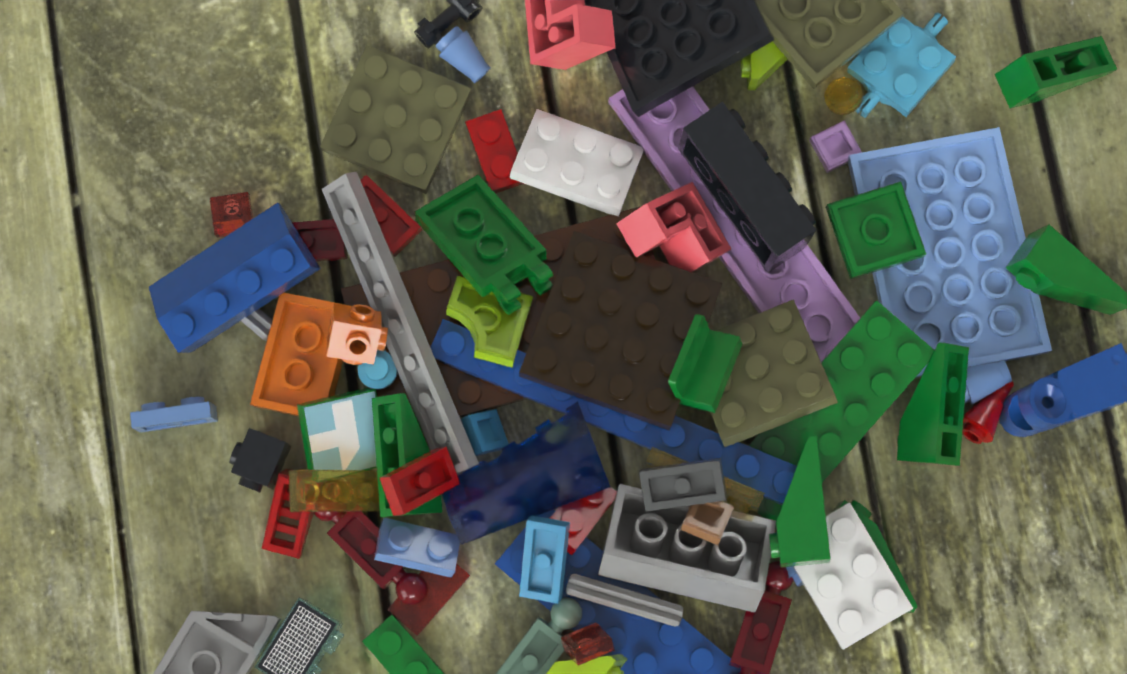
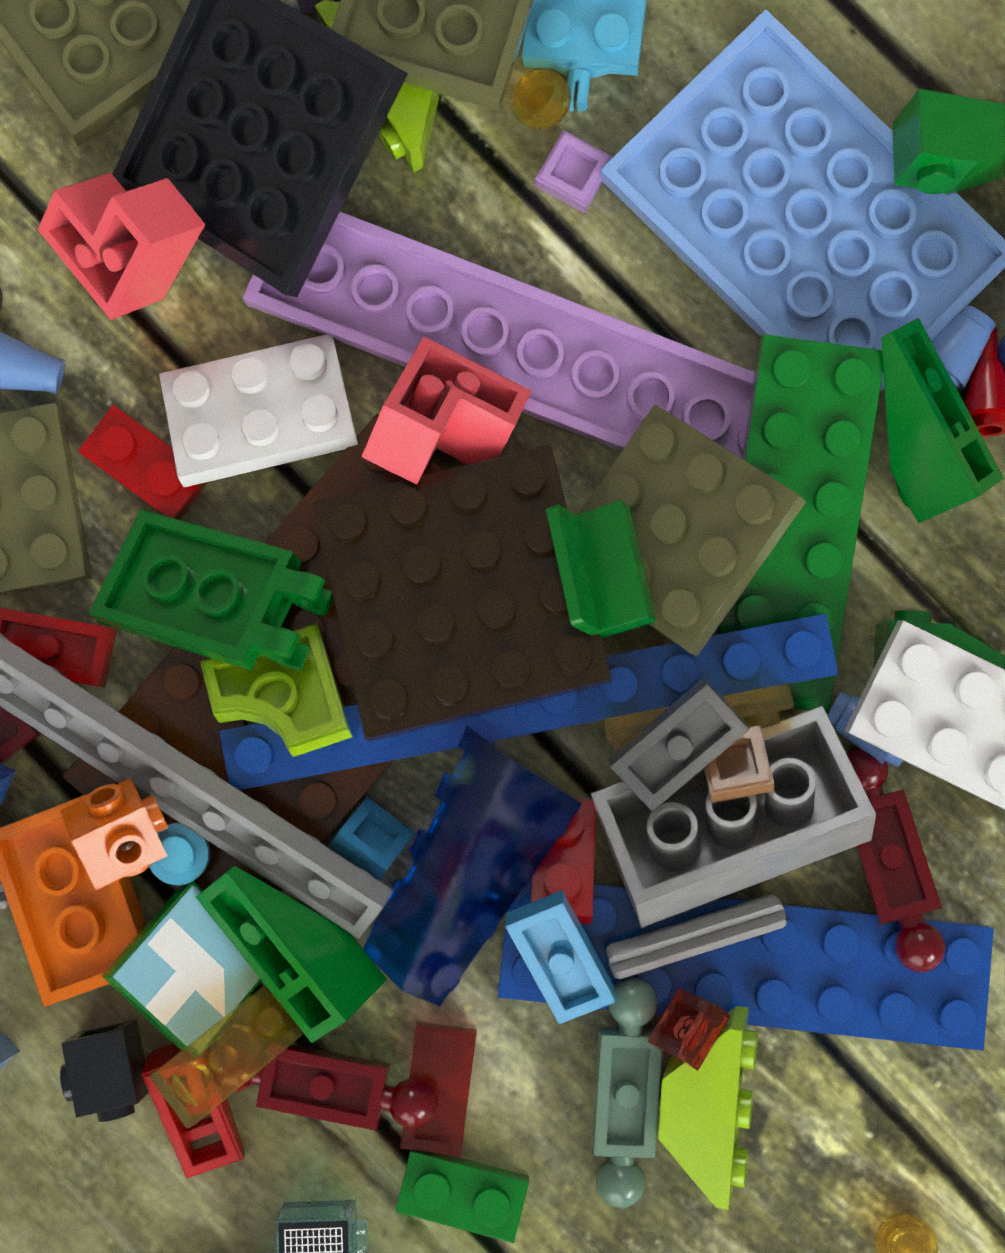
camera: 30 degrees left, 5 degrees up
(417, 547) = (385, 1048): medium blue plate -> none
(419, 481) = (330, 972): red plate -> none
(746, 186) = (497, 293): black brick -> none
(802, 519) = (863, 686): green slope -> none
(875, 230) = (698, 244): green tile -> none

